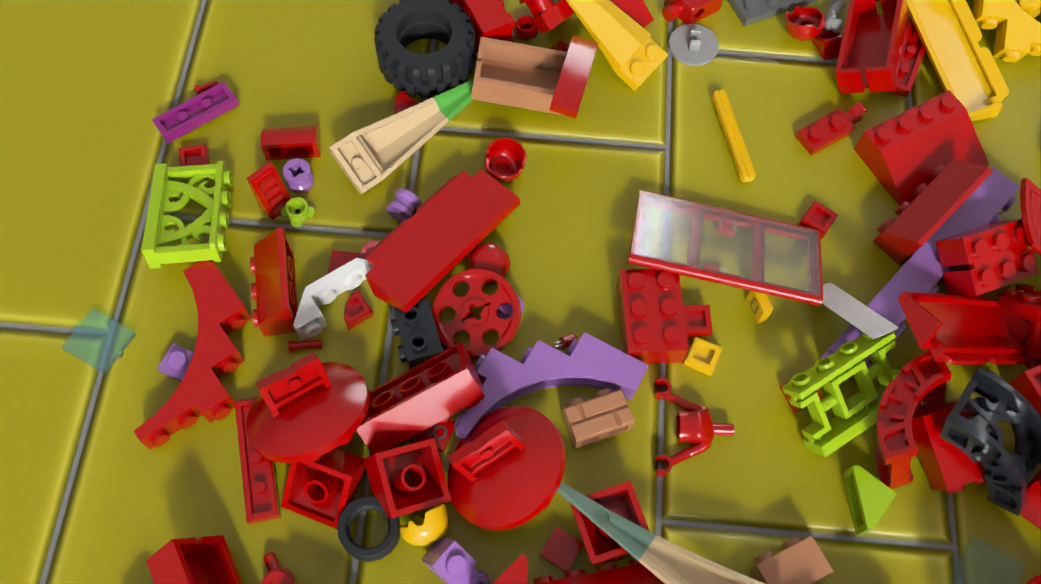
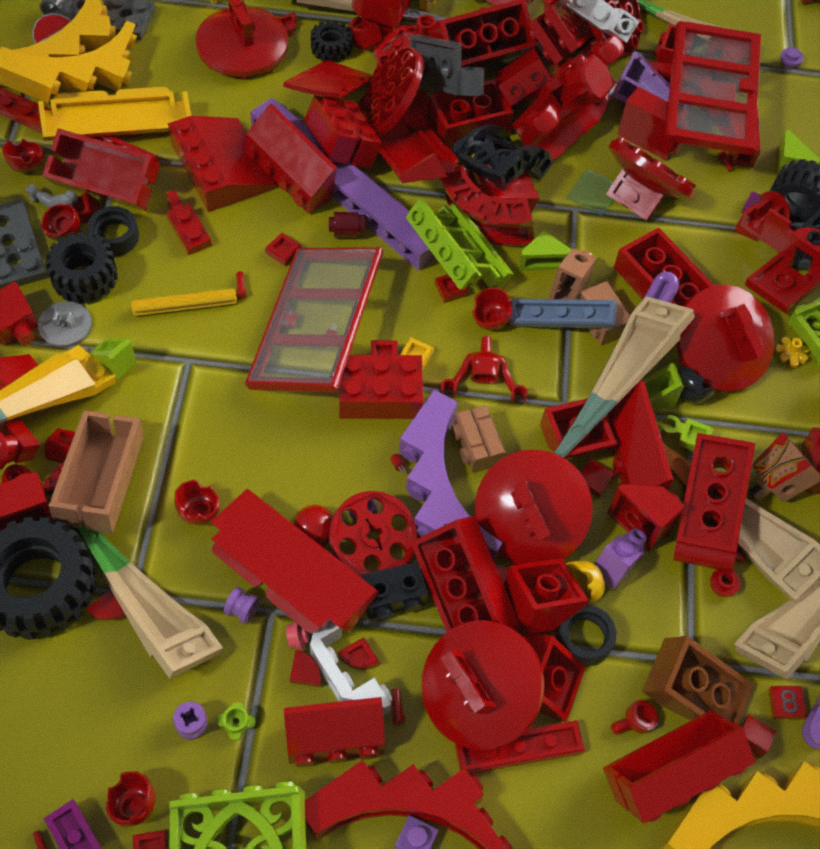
camera: 90 degrees left, 5 degrees down
(231, 138) = (130, 799): none -> red hair
(272, 193) = (217, 745): red slope -> none
(291, 142) = (140, 731): red brick -> none
(573, 77) = (119, 414): red slope -> none
(658, 83) = (115, 355): none -> lime slope
(754, 184) = (241, 293): none -> red piece
(757, 28) = (76, 252): none -> black tyre
(759, 306) = (375, 302): yellow tile -> none
(771, 434) = (492, 308): none -> red hair
(777, 517) = (563, 313): none -> sand blue tile
(809, 51) = (115, 215): none -> black tyre
(835, 530) = (575, 268): none -> nougat torso
(856, 312) = (394, 224): white sticker -> none
(862, 277) = (347, 224): none -> dark red brick

